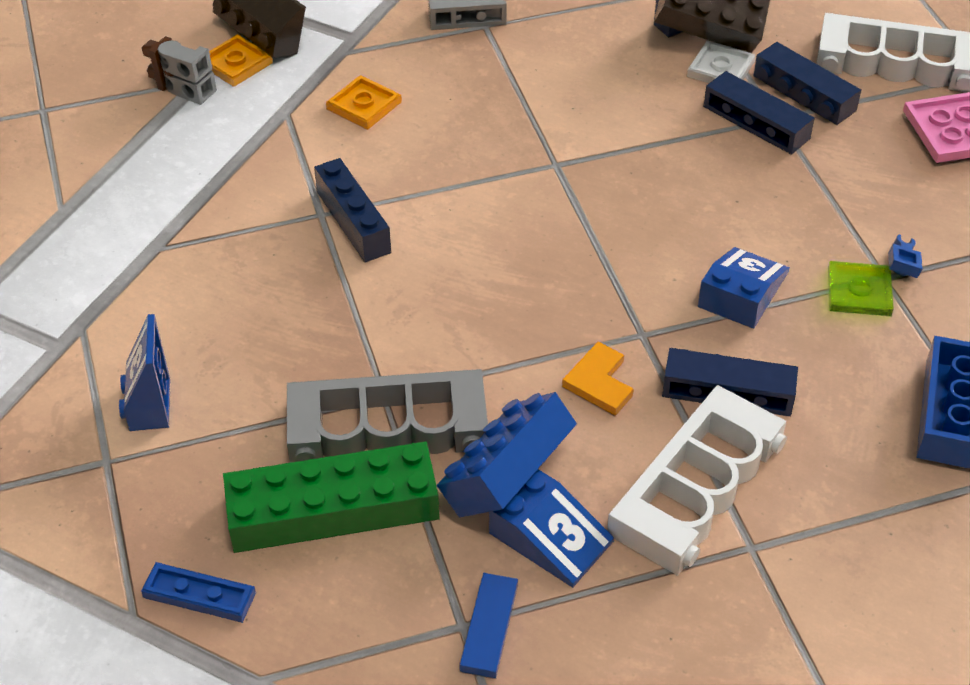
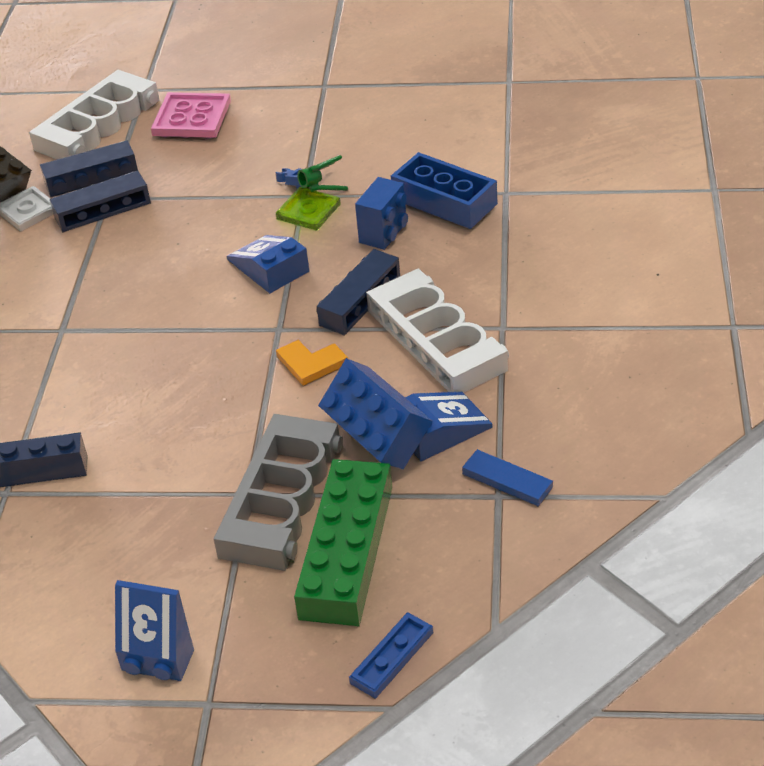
camera: 65 degrees left, 5 degrees down
(869, 352) = (381, 213): none -> blue brick
(897, 264) = (312, 176): none -> green plant

